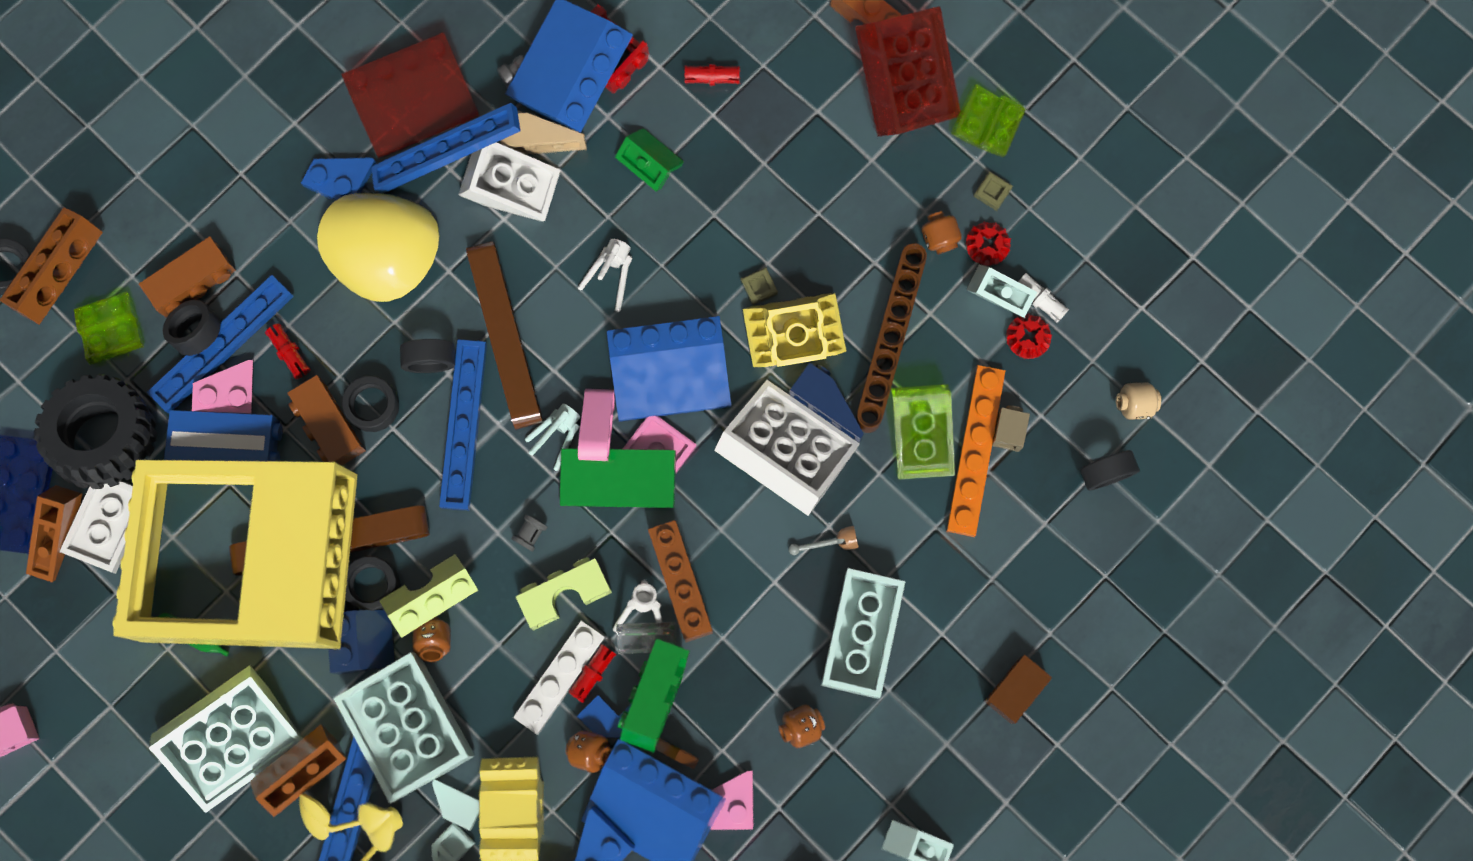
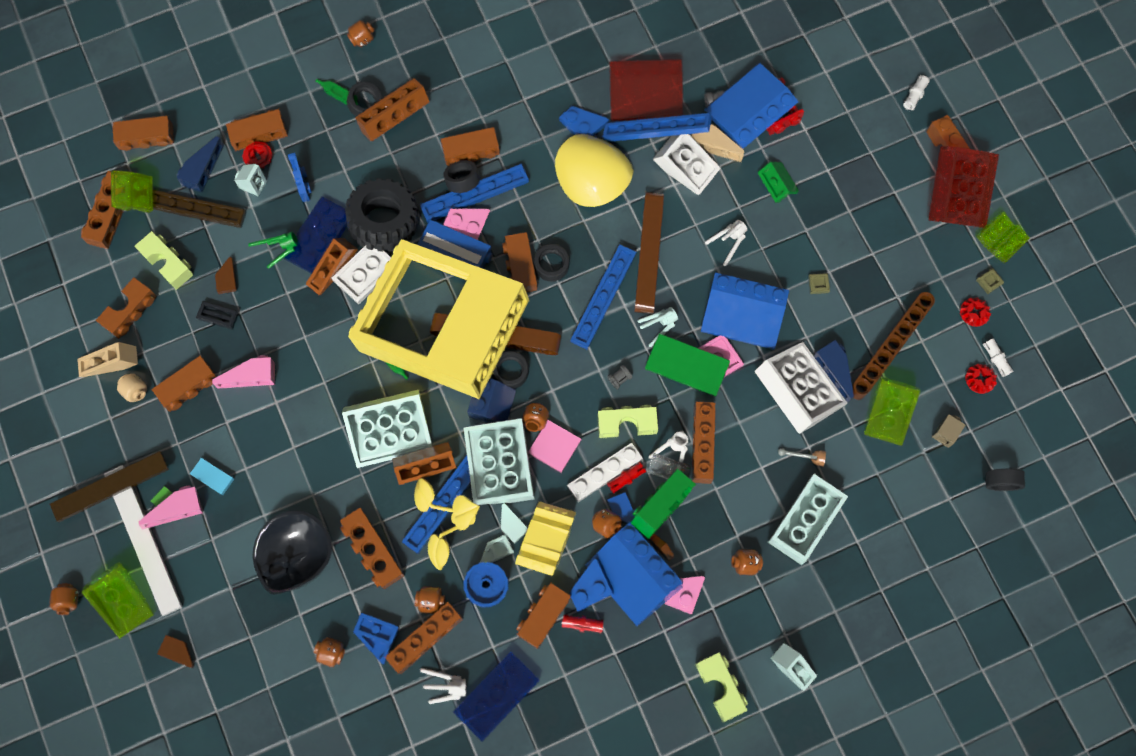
camera: 20 degrees right, 5 degrees down
(108, 328) = (411, 159): clear neon green slope -> none
(287, 351) = (513, 213): red pin -> none
(414, 608) = (533, 393): yellowish green arch -> none
(427, 355) = (598, 246): black tyre -> none
(475, 668) = (554, 446): none -> bright pink tile
(596, 425) = (687, 327): bright pink beam -> none
(712, 74) = (837, 145): red pin -> none
(794, 331) = (831, 318): light yellow slope -> none
(941, 232) = (948, 293): dark orange head -> none
(975, 451) = (920, 436): orange plate -> none
(1001, 290) = (974, 342): light aqua slope -> none
(1018, 689) = (894, 594): reddish brown panel -> none
(1138, 401) = (1039, 444): tan head -> none

